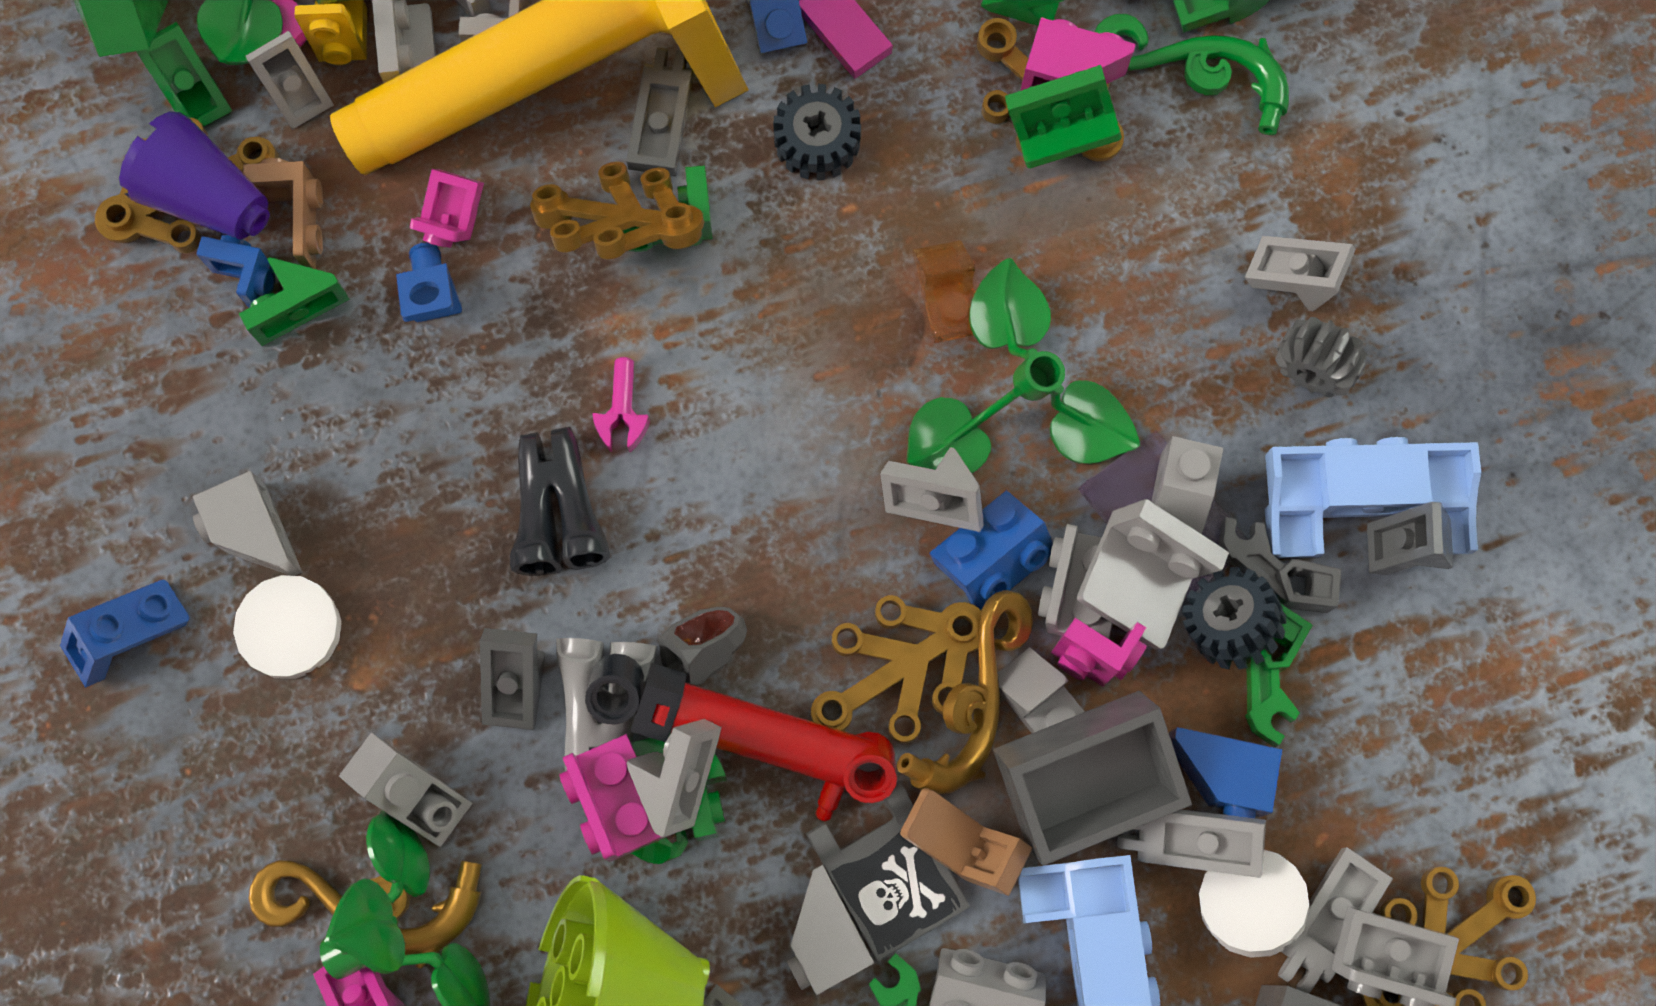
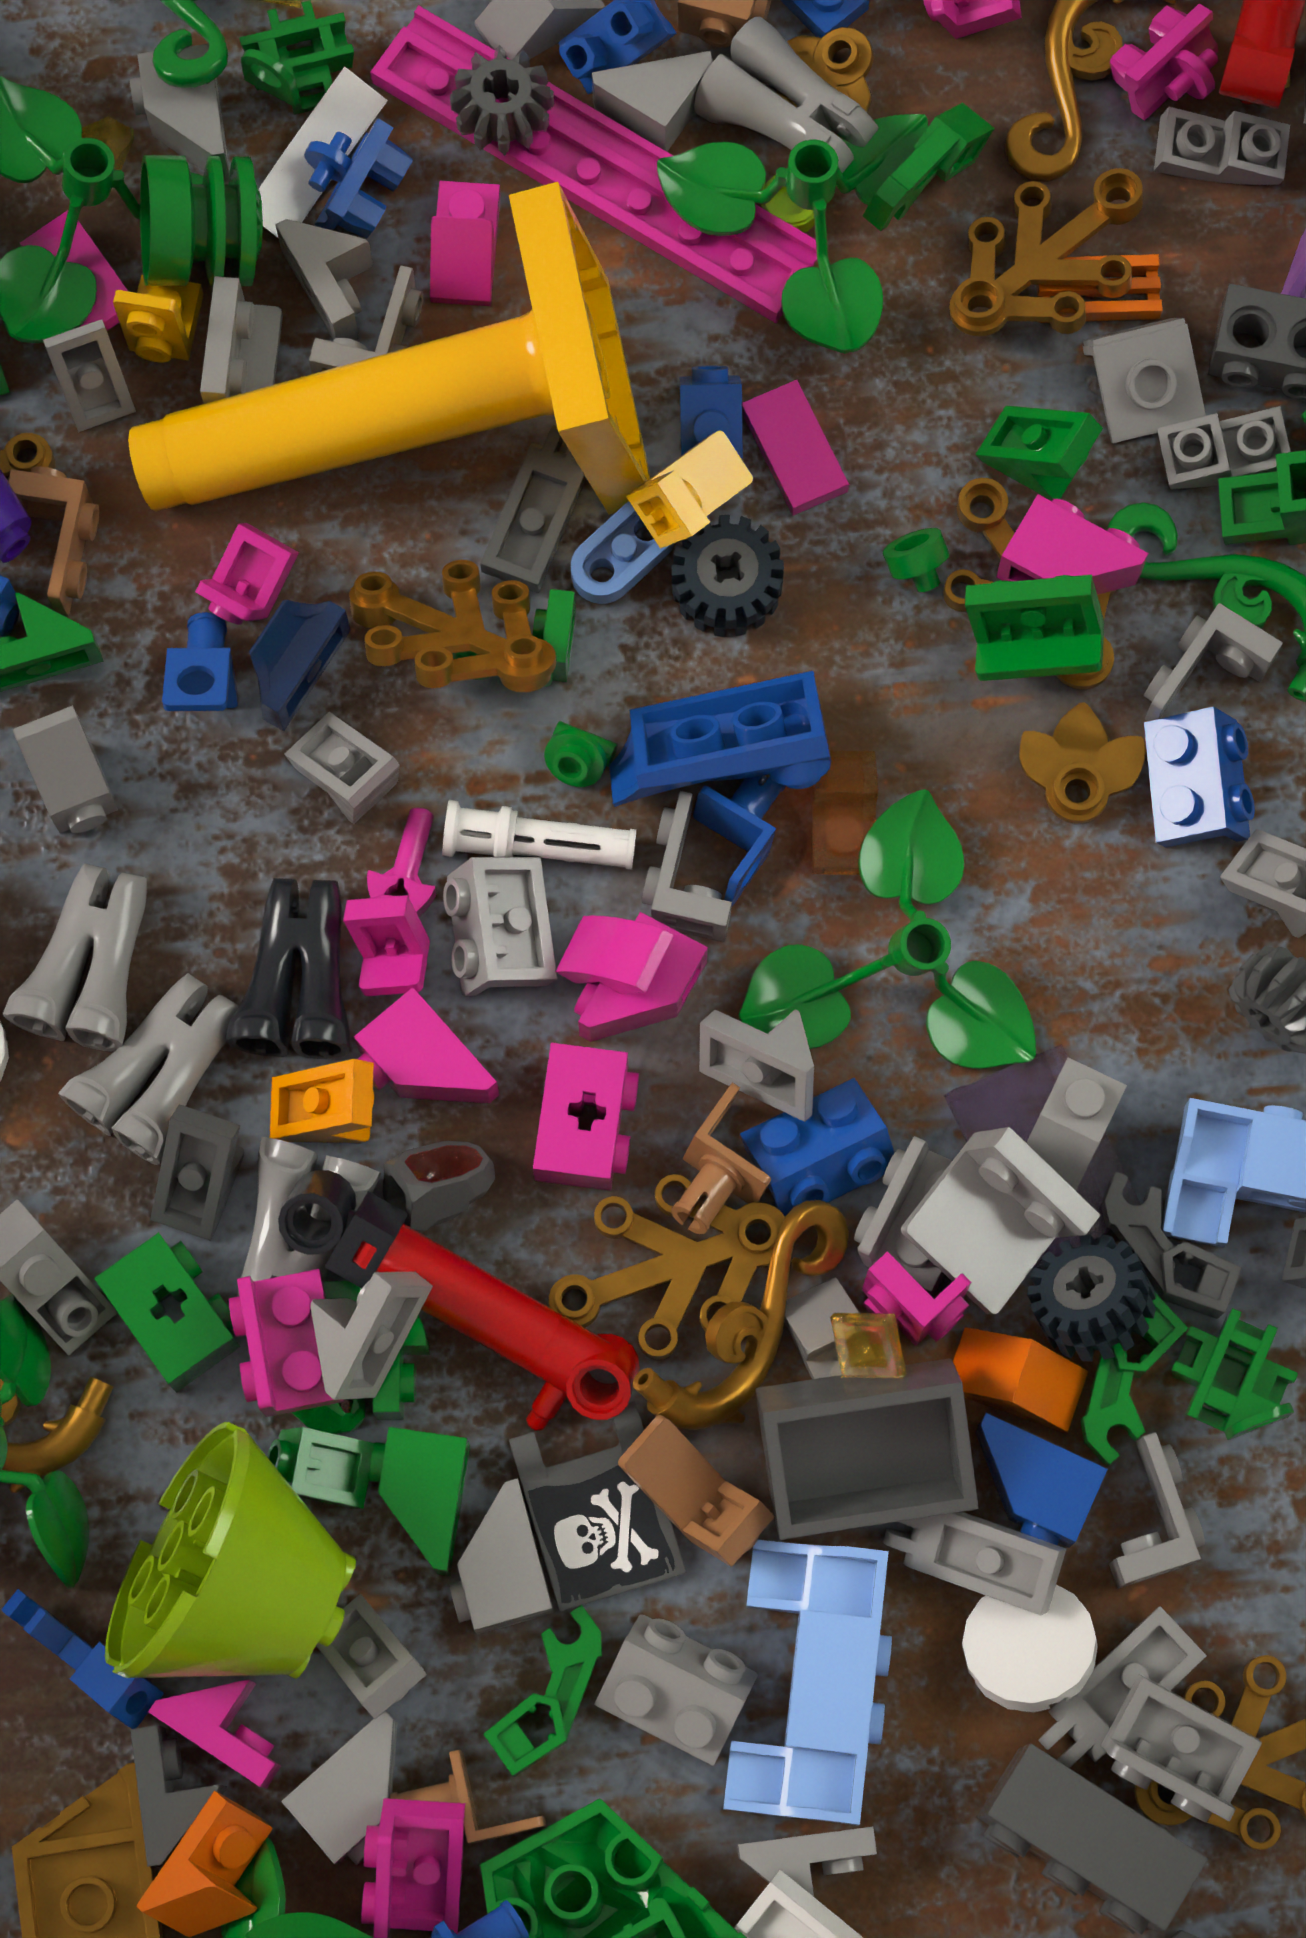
camera: 15 degrees right, 0 degrees up
(336, 386) = (66, 771): none -> light grey slope
(361, 568) = (48, 995): none -> light grey piece
(427, 626) = (111, 1086): none -> light grey piece
(483, 785) = (136, 1291): none -> green brick
(498, 259) = (295, 654): none -> dark blue slope
(557, 336) = (345, 765): none -> light grey slope
(599, 601) = (324, 1103): none -> light orange slope
(623, 466) = (390, 943): none -> dark pink bracket
(663, 889) = (323, 1465): none -> green bracket
(667, 547) = (422, 1055): none -> dark pink slope
(705, 432) = (500, 924): none -> light grey bracket
(731, 131) = (619, 550): none -> medium blue plate
(734, 291) = (578, 755): none -> green plate
(747, 889) = (423, 1487): none -> green slope
(774, 71) = (689, 489): none -> yellow bracket
(780, 356) = (614, 850): none -> white pin
(801, 536) = (576, 1079): none -> dark pink brick
(802, 433) = (615, 953): none -> dark pink slope
(828, 451) = (611, 1013): none -> dark pink slope
(847, 250) = (725, 736): none -> blue slope
(854, 387) = (697, 908): none -> light grey bracket
(872, 312) = (741, 823): none -> blue bracket
(922, 586) = (719, 1172): none -> medium nougat bracket
(958, 88) = (917, 557): none -> green tile
(1076, 695) = (868, 1345): none -> clear yellow slope
(1117, 211) = (1081, 757): none -> pearl gold plate
(1191, 692) = (1019, 1377): none -> orange slope
(1209, 206) = (1198, 777): none -> bracket
(1211, 100) = (1235, 642): none -> light grey bracket
(1341, 656) = (1220, 1370): none -> green piece
(1346, 780) = (1147, 1555): none -> light grey bracket

